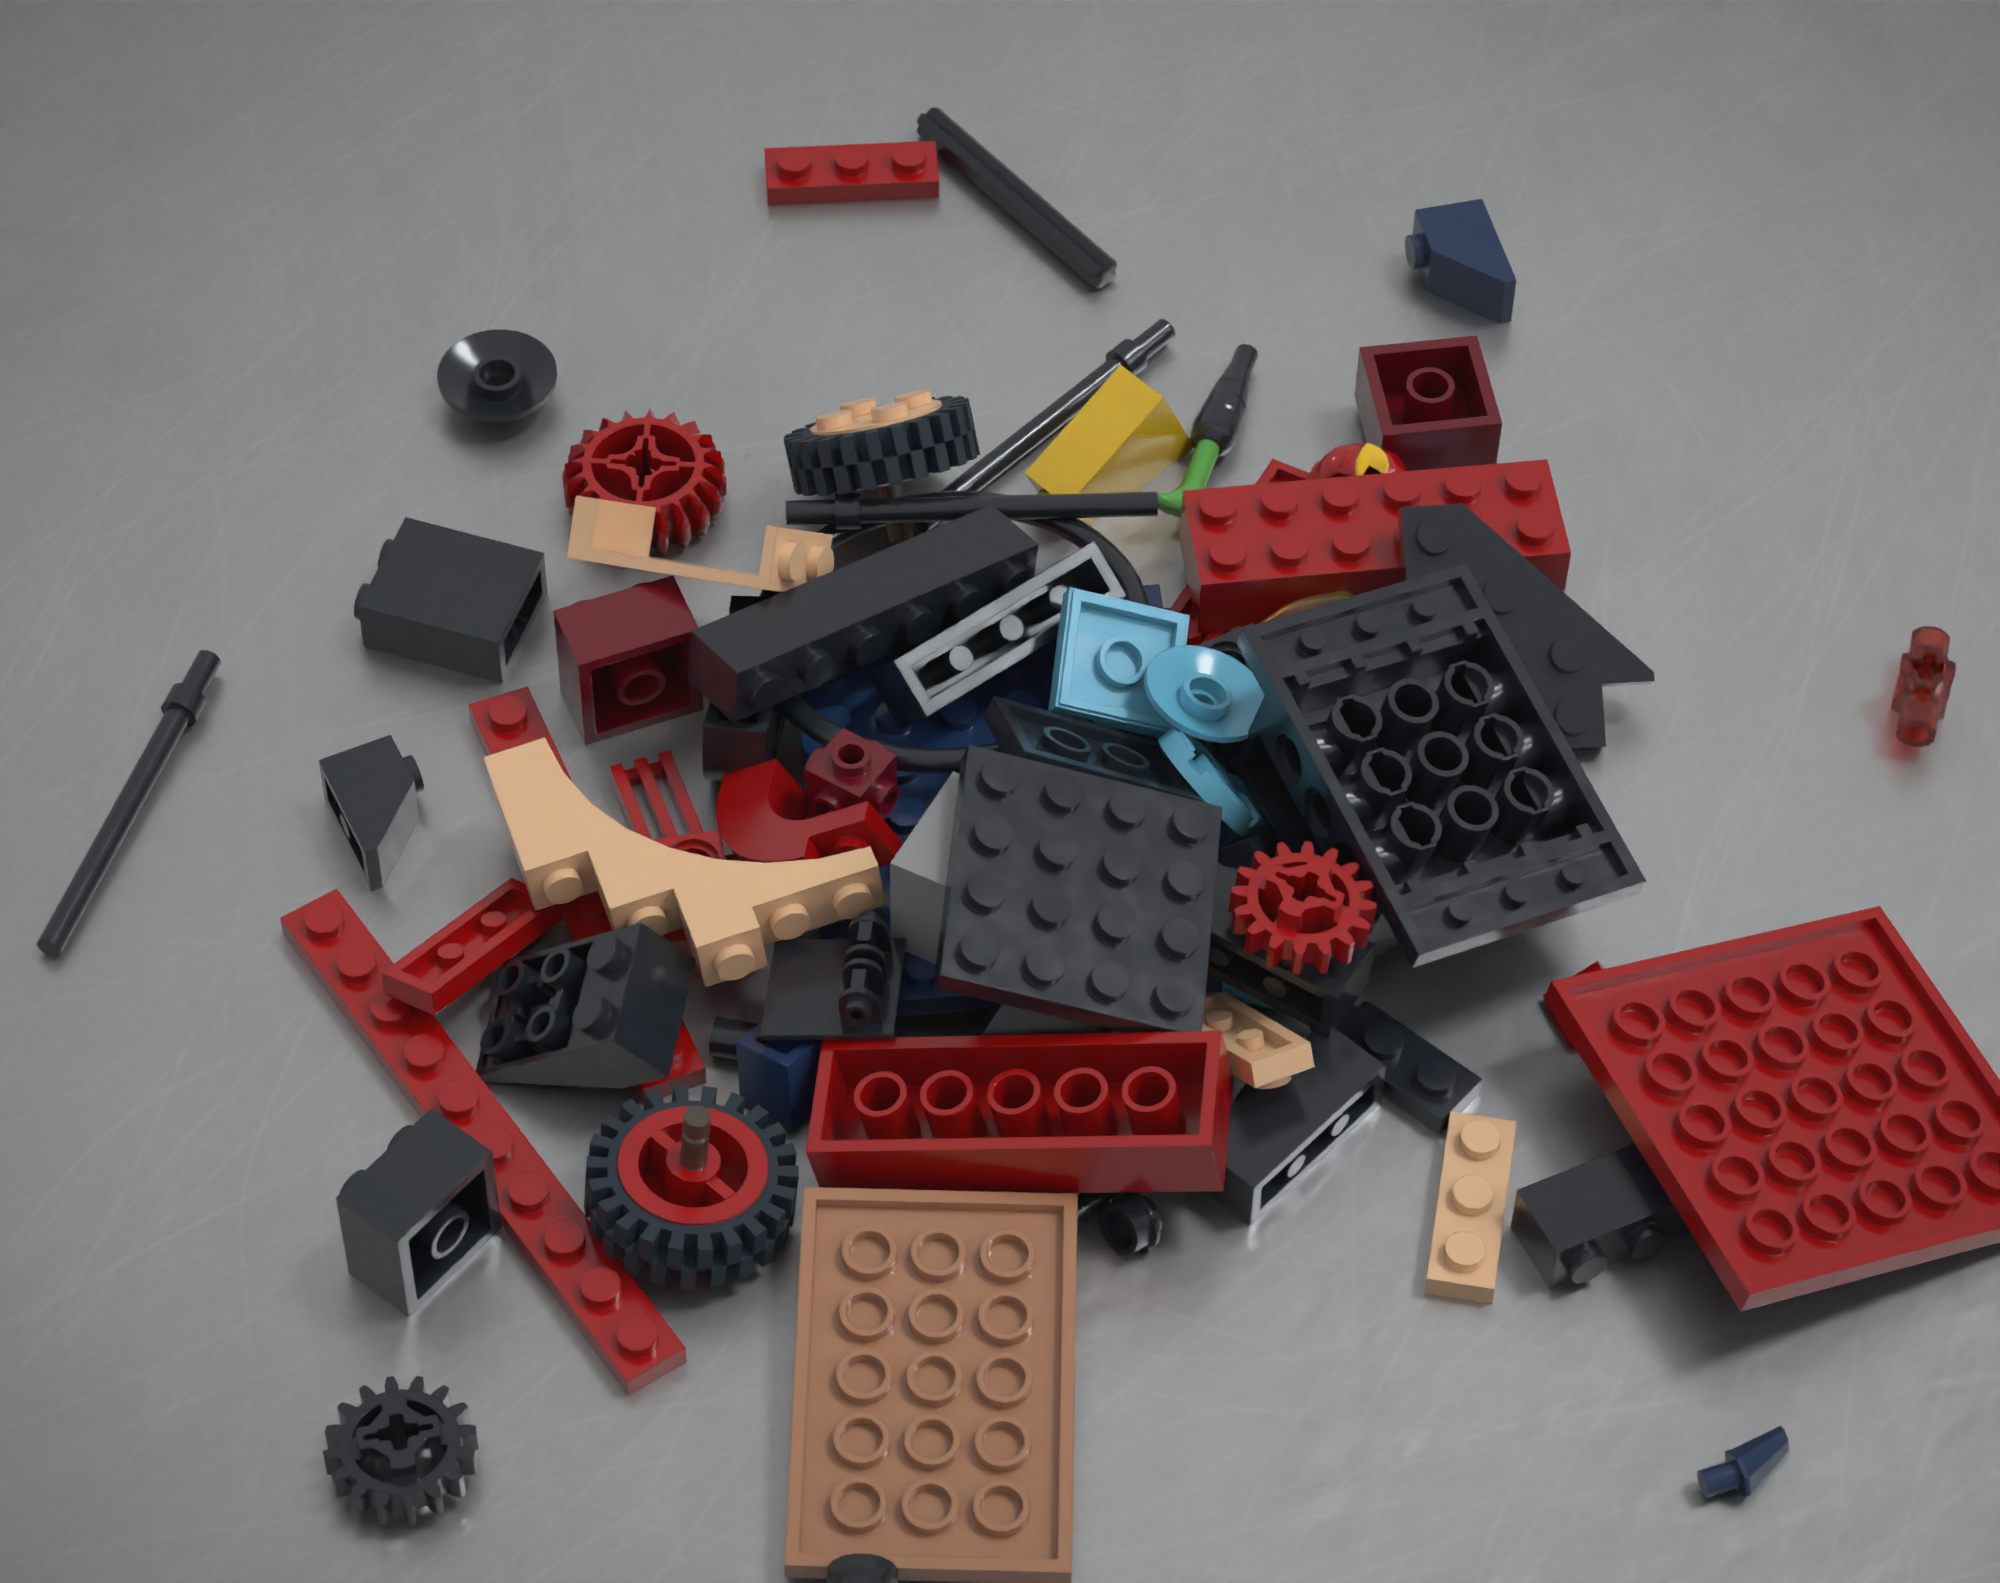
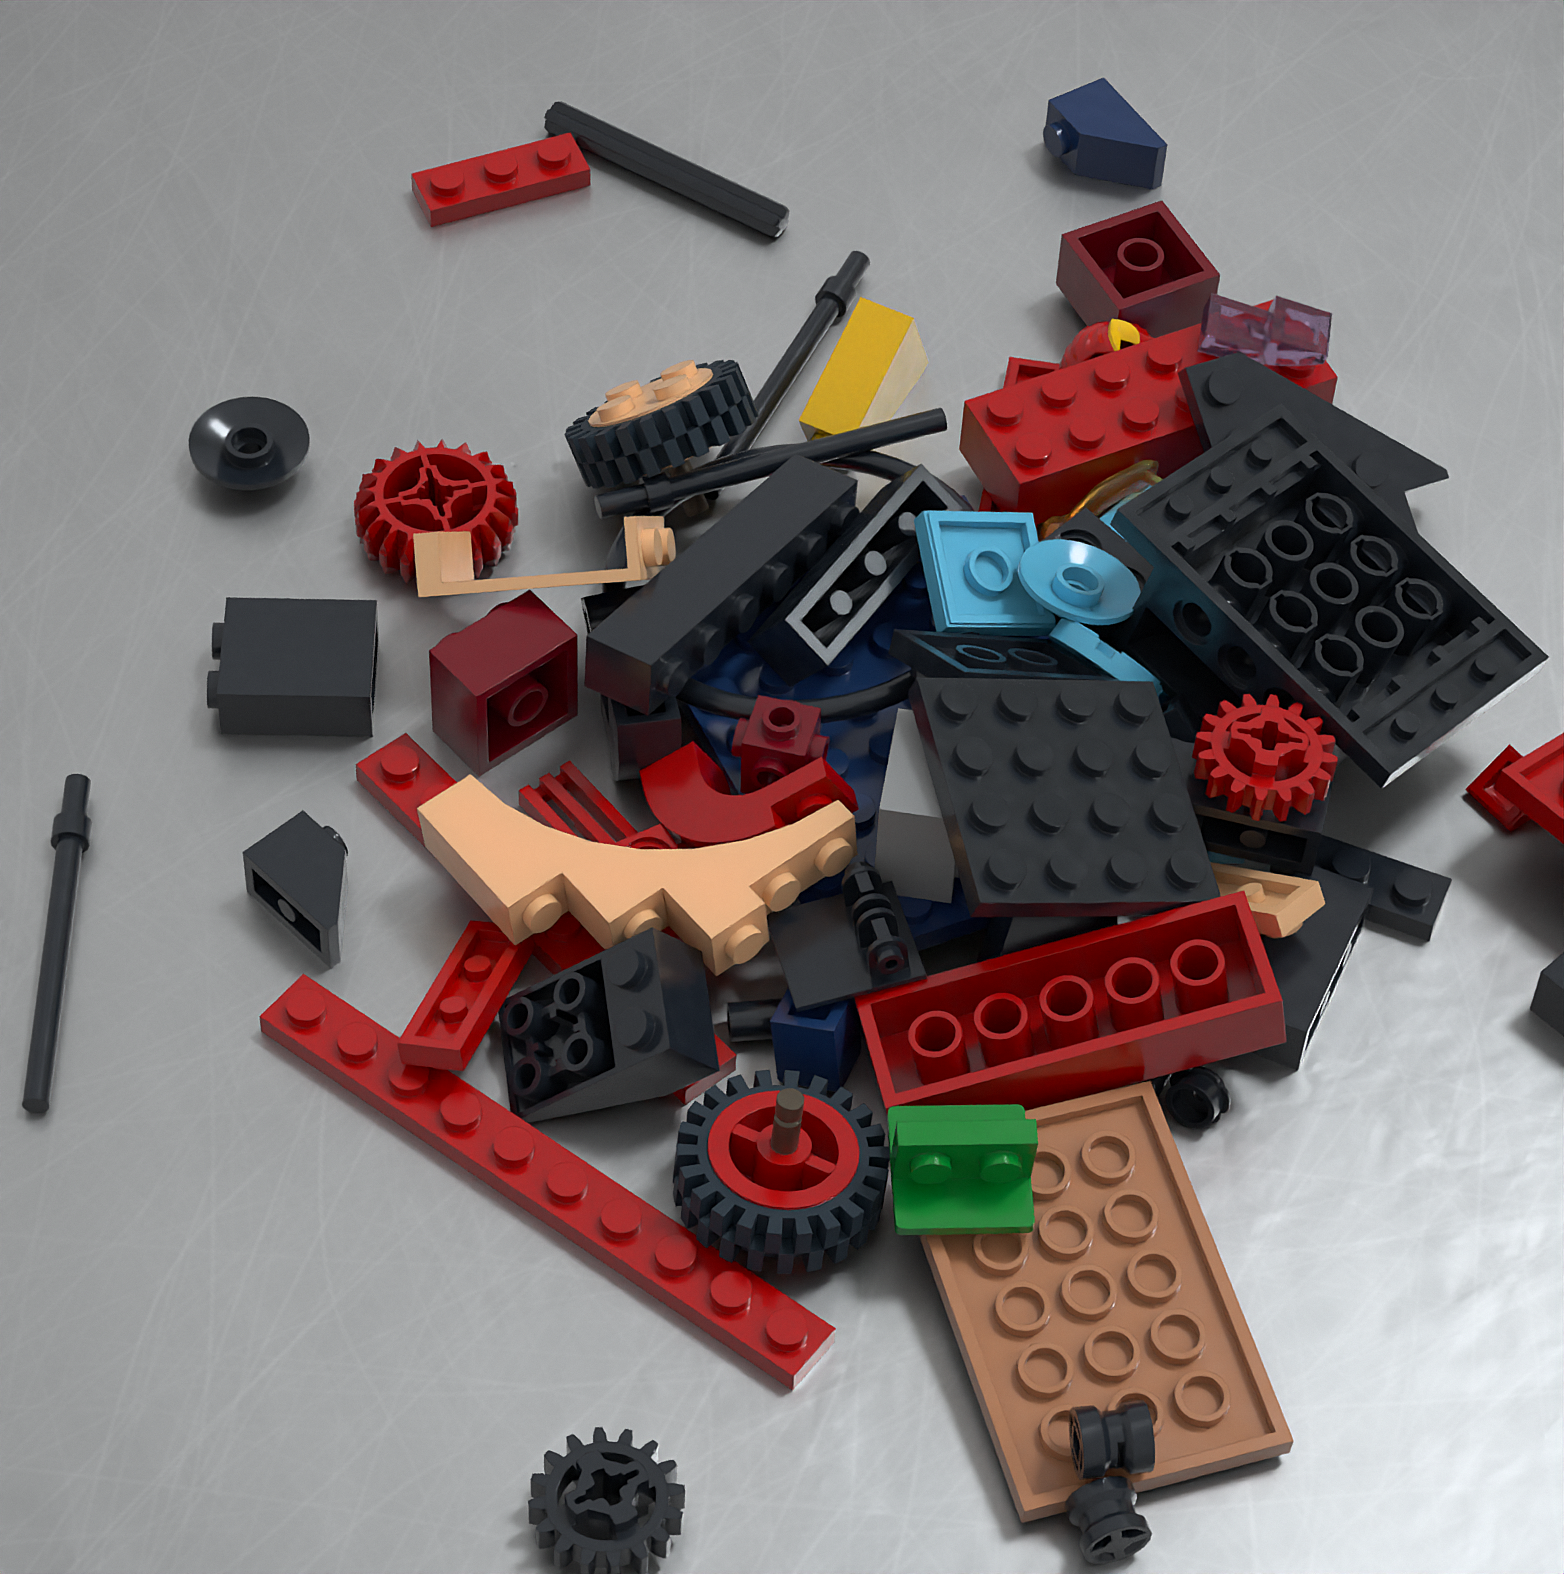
camera: 20 degrees left, 0 degrees up
(419, 1211) = (531, 1265): black brick -> none
(849, 1227) = (962, 1169): none -> green bracket
(884, 1520) = (1111, 1439): none -> black wheel
(1215, 426) = (947, 340): black piece -> none
(1470, 1207) = (1491, 1000): light nougat plate -> none
(1520, 498) = (1281, 336): none -> slope

